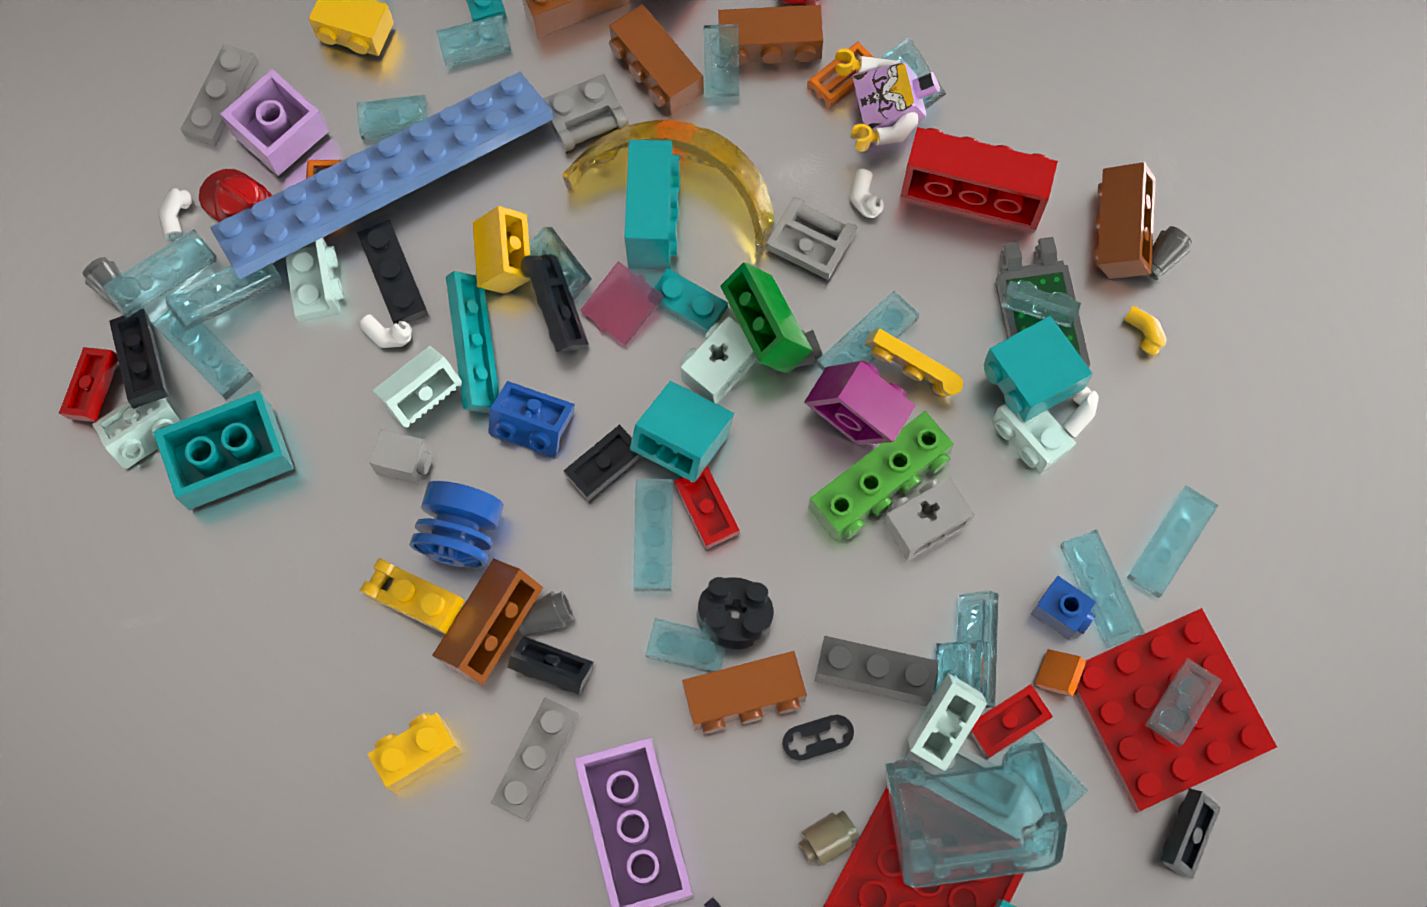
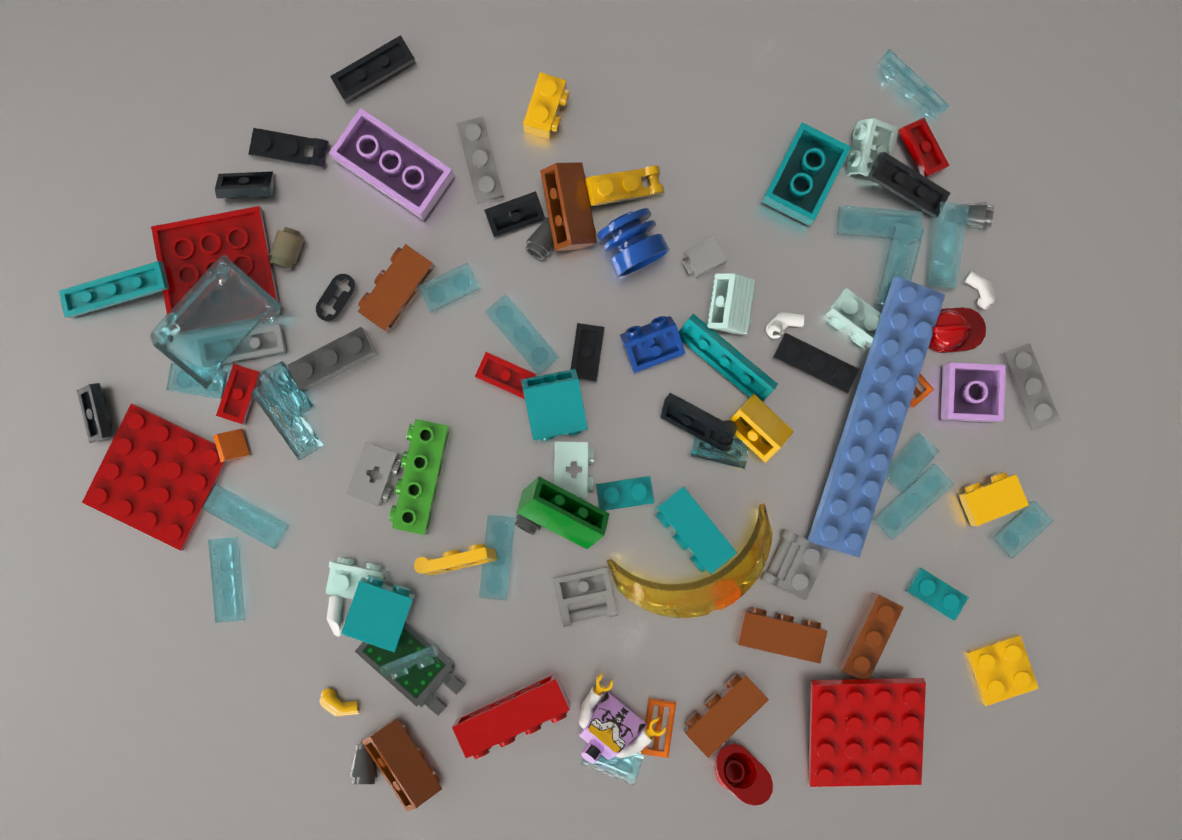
camera: 140 degrees right, 15 degrees up
(36, 454) = (912, 85): none -> clear light blue plate
(425, 78) = (913, 501): none -> clear light blue plate
(473, 40) = (909, 555): clear light blue plate -> none
(622, 303) = (662, 458): clear pink piece -> none
(721, 60) = (737, 666): clear light blue plate -> none
(740, 594) = (441, 312): black plate -> none
(860, 403) = (463, 505): magenta brick -> none
(862, 198) = (578, 650): white arm -> none
(946, 722) = (266, 355): light aqua brick -> none
(1065, 608) = (256, 484): blue brick -> none
(1183, 702) = (148, 480): clear light blue plate -> none

